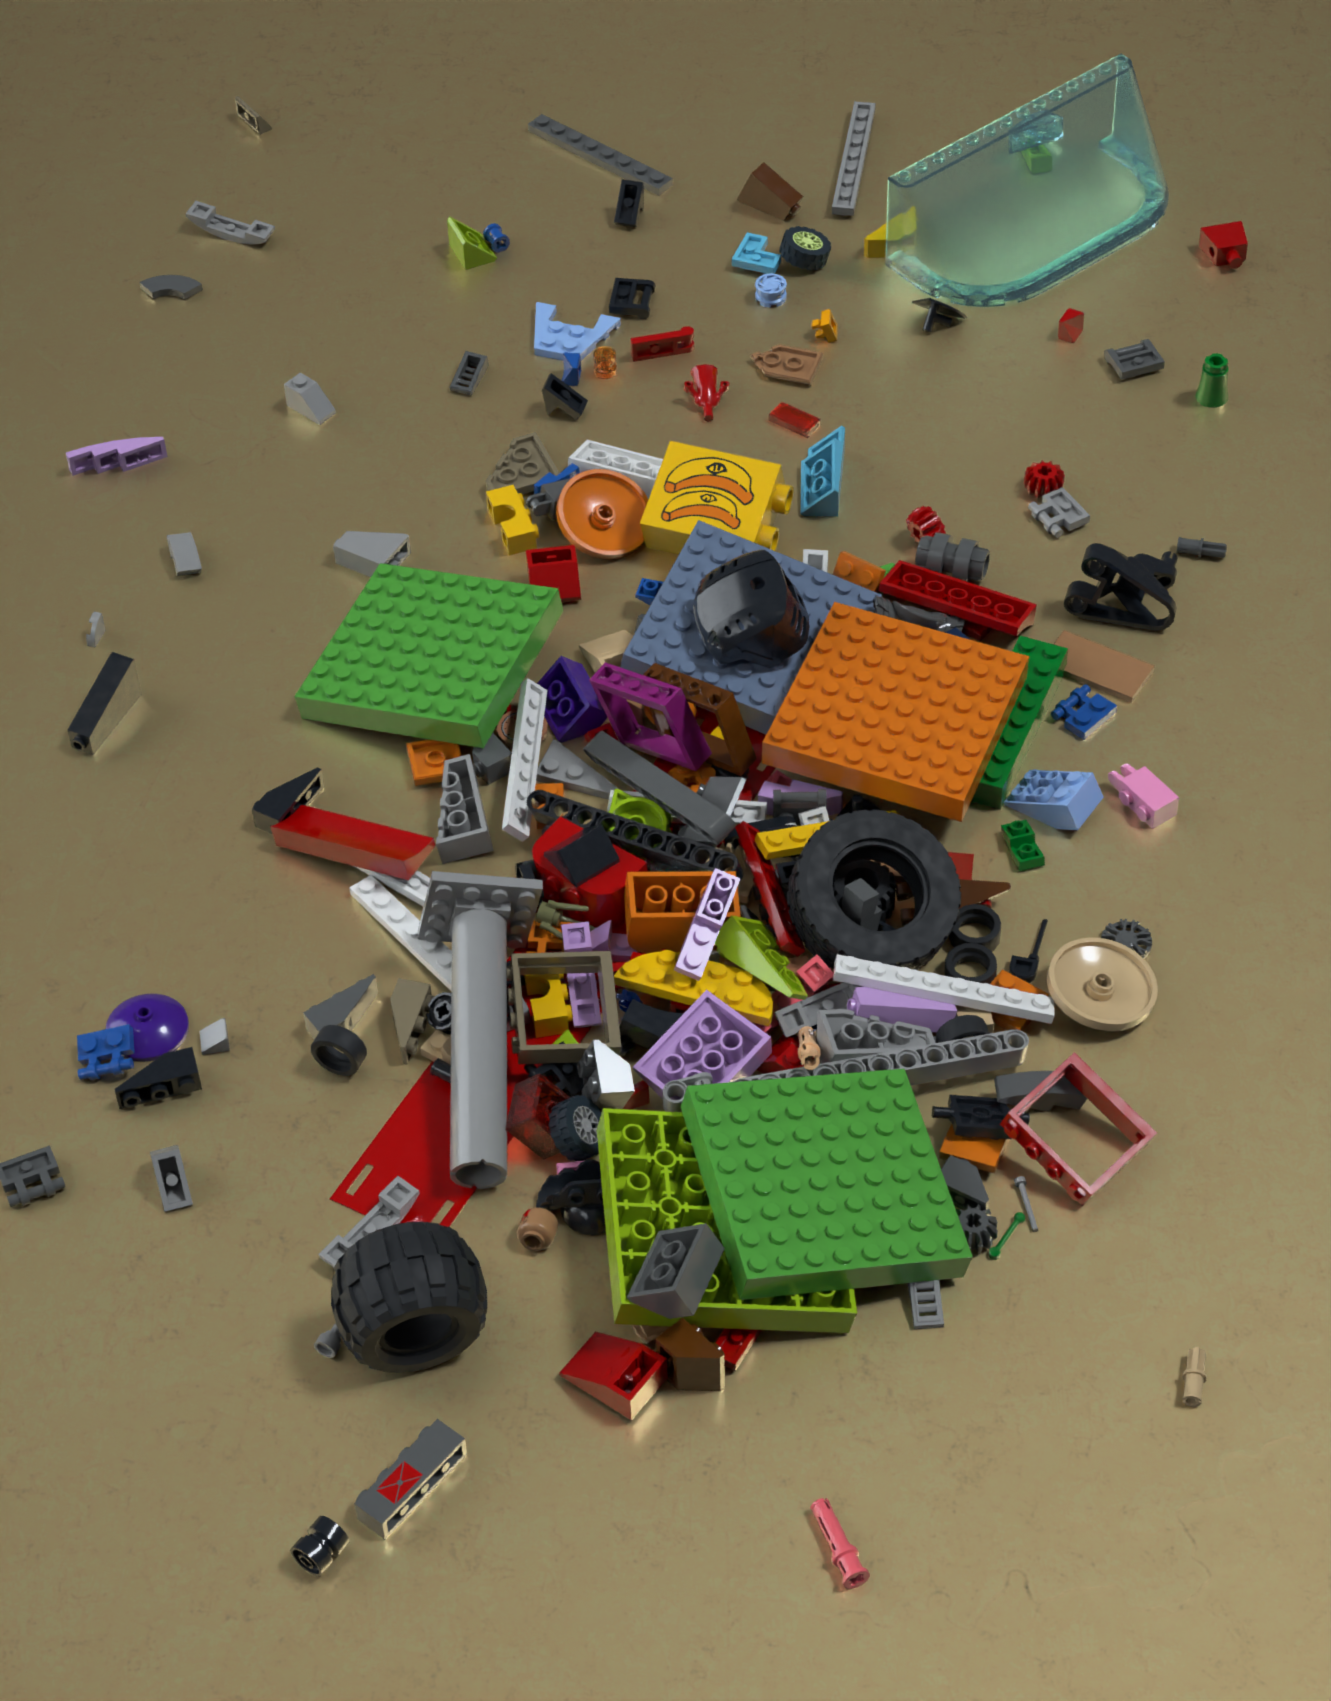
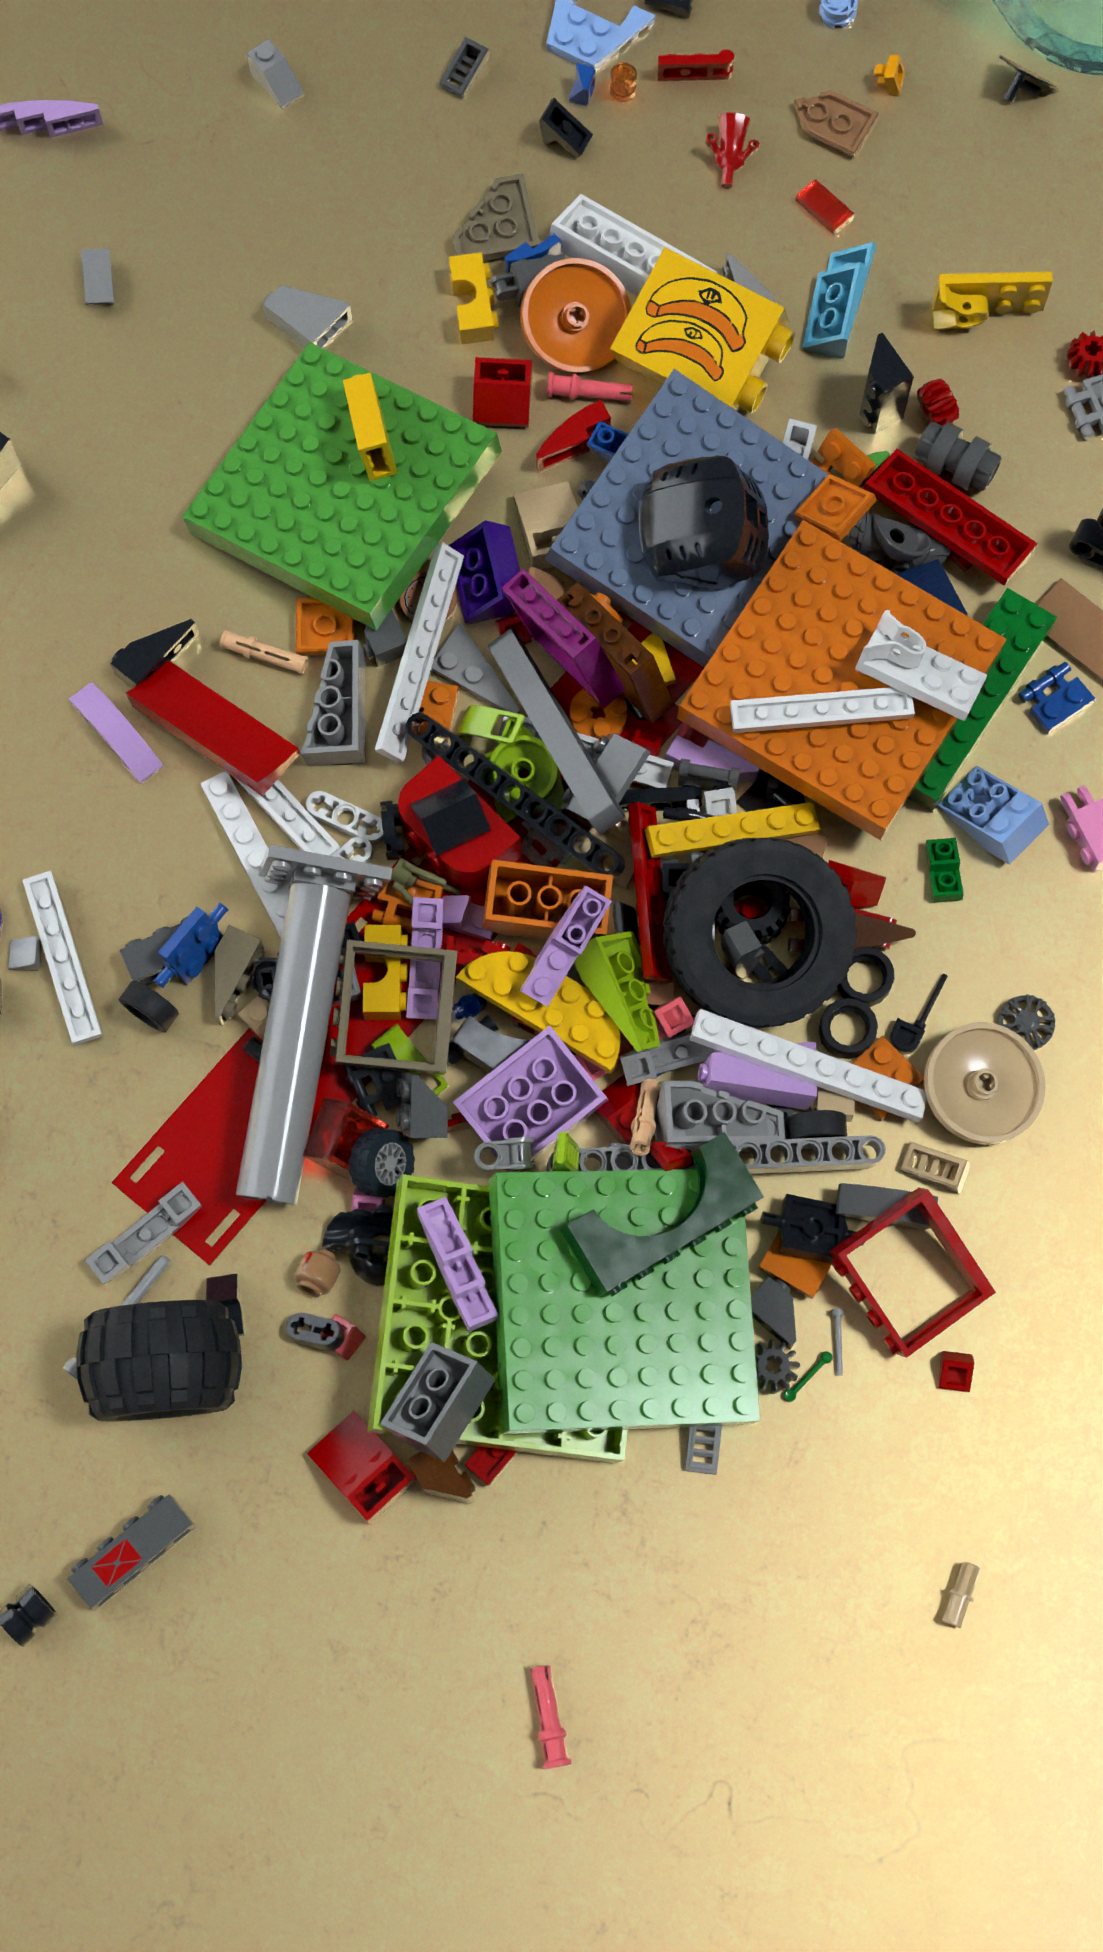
camera: 10 degrees right, 25 degrees up
(251, 1034) = (62, 958): none -> white plate
(267, 861) = (116, 732): none -> lavender slope
(368, 998) = (191, 946): none -> blue plate
(385, 786) = (231, 641): none -> light nougat pin
(449, 598) = (369, 426): none -> yellow slope
(546, 1273) = (313, 1337): none -> black beam
(571, 1278) = (352, 1340): none -> coral slope
(594, 795) = (481, 720): none -> lime piece
(617, 565) = (575, 387): none -> coral pin
(619, 598) = (571, 436): none -> red slope
(664, 1164) = (457, 1264): none -> lavender slope
(743, 1065) = (565, 1153): none -> lime slope
(812, 1132) = (614, 1257): none -> dark green arch
(836, 1066) = (670, 1157): none -> red tile
(861, 592) = (835, 506): none -> orange plate
(879, 517) = (885, 388): none -> black slope
(885, 720) = (820, 709): none -> white plate
(947, 449) = (980, 293): none -> yellow plate
(948, 676) = (919, 669): none -> white plate
(1086, 1050) = (931, 1177): none -> tan slope
(1139, 1208) = (956, 1371): none -> red slope

